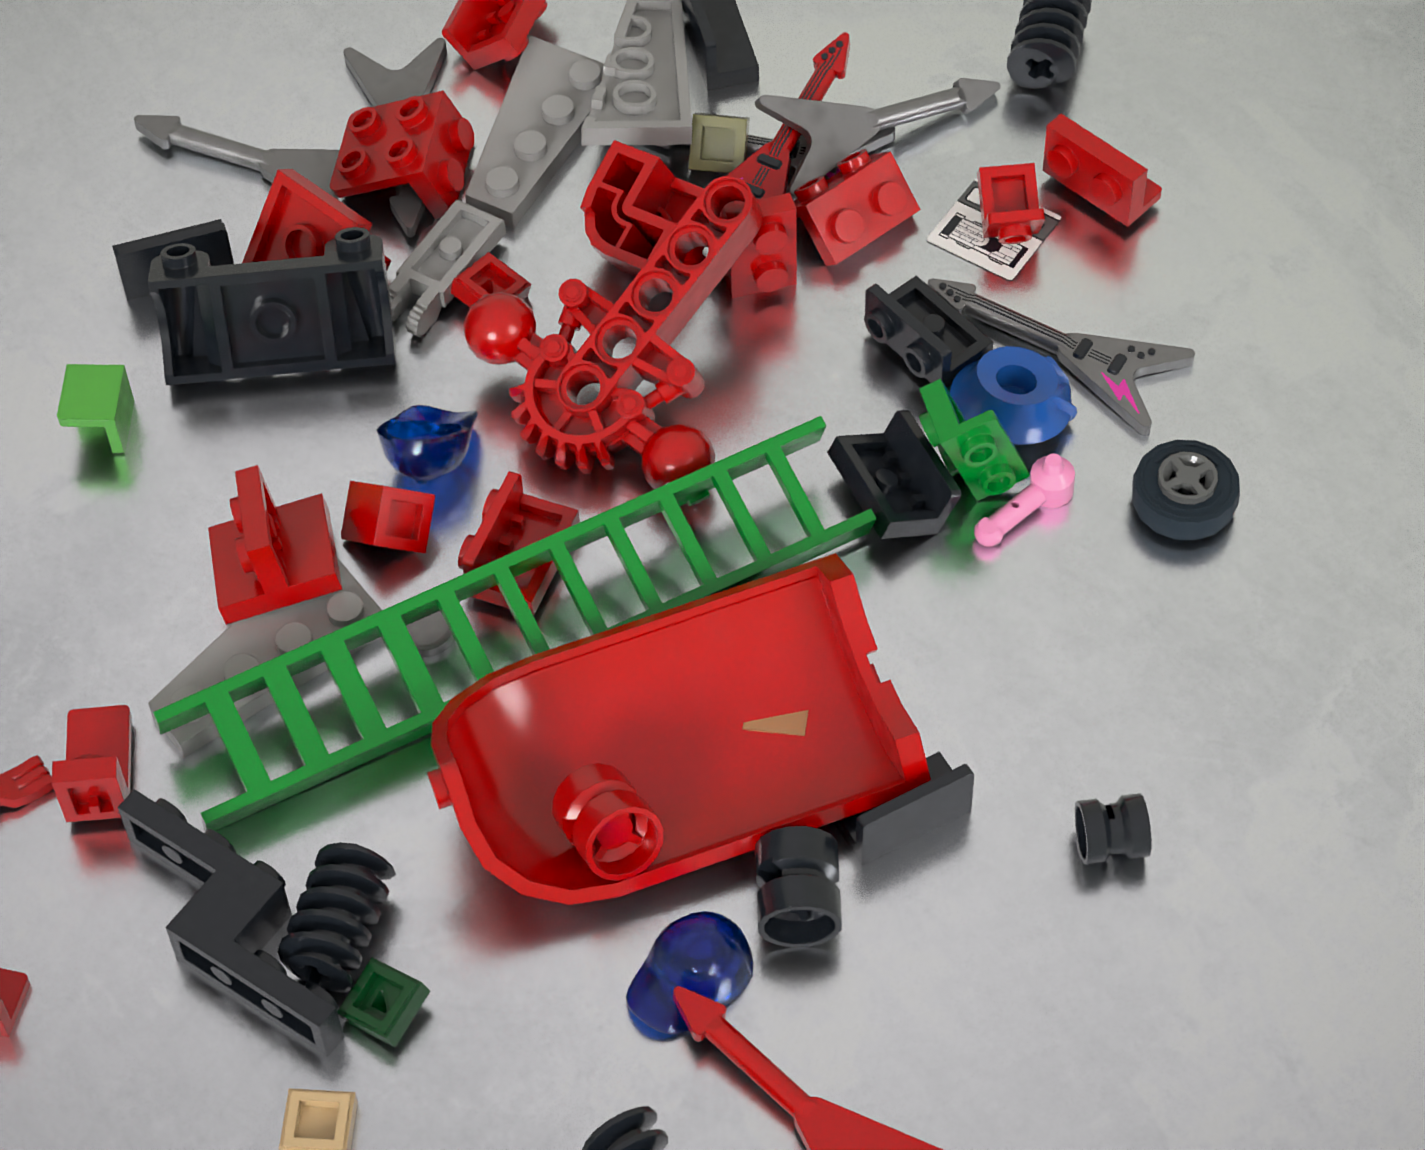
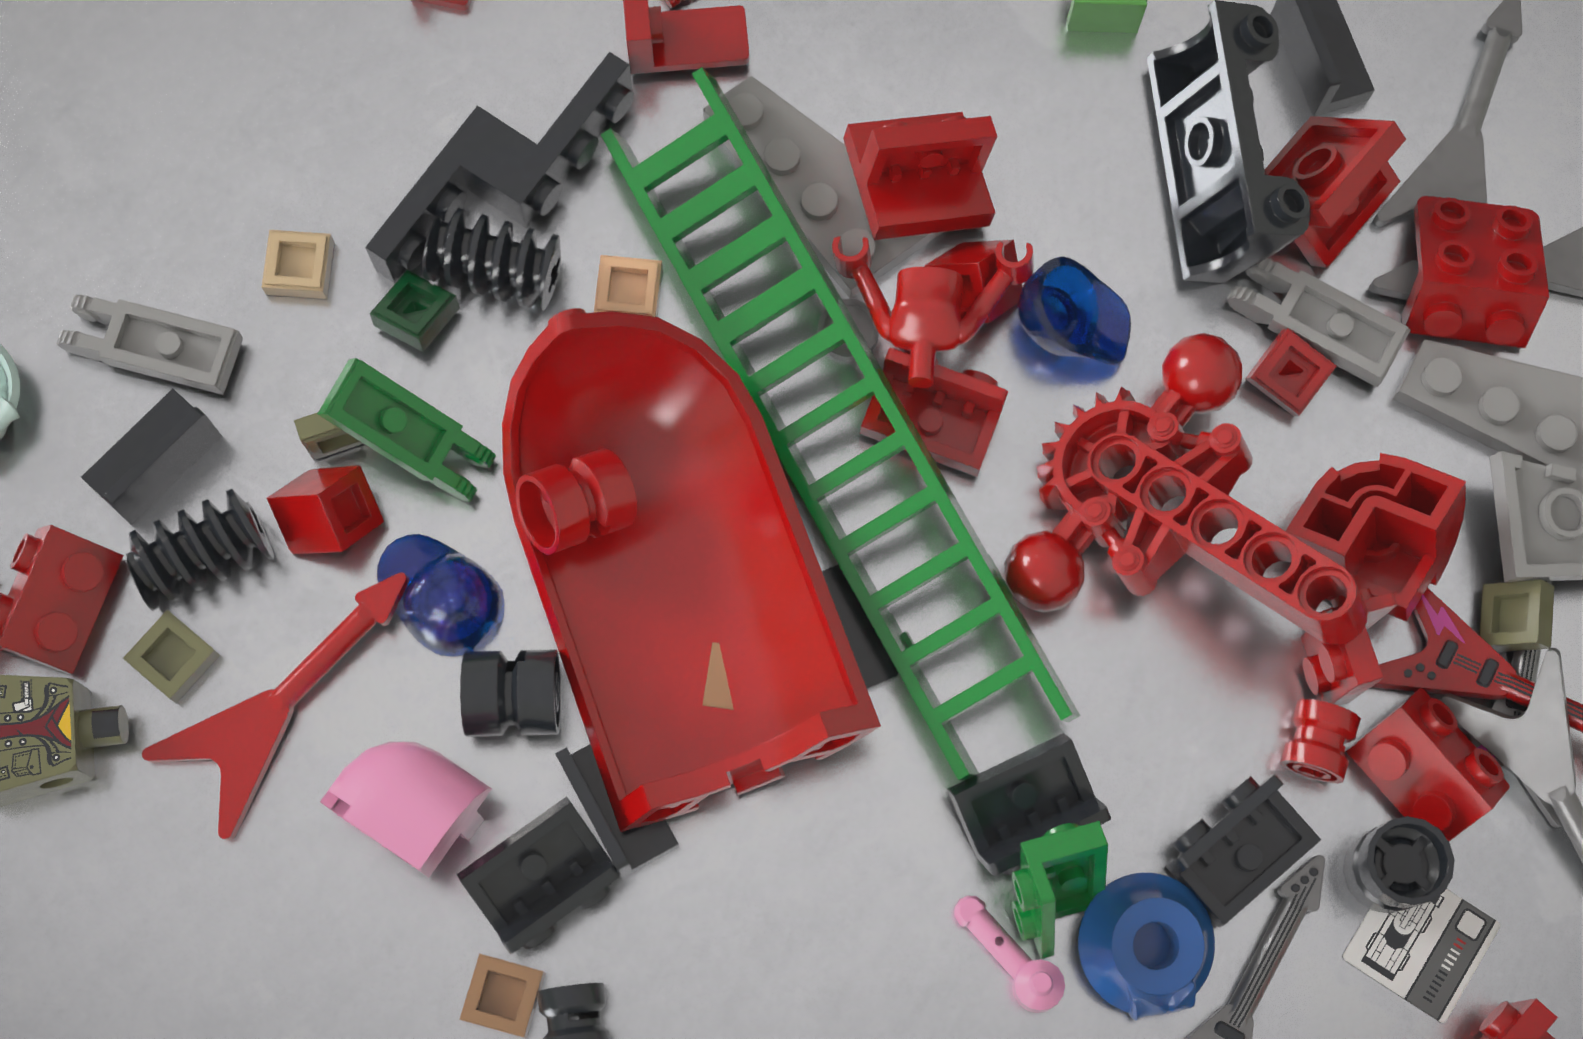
camera: 85 degrees right, 20 degrees up
(371, 813) = (628, 285): none -> light nougat tile
(420, 526) = (928, 305): none -> red piece
(516, 1067) = (322, 437): none -> olive tile
(523, 980) = (402, 427): none -> green hinge
(601, 1071) = (325, 510): none -> red panel
(829, 275) = (1320, 741): none -> red wheel
(913, 960) = (409, 801): none -> bright pink brick
(937, 223) = (1399, 865): none -> black wheel
(980, 858) = (540, 877): none -> black bracket
(1009, 202) = (1440, 956): red bracket -> none
(1091, 900) = (502, 996): none -> medium nougat tile

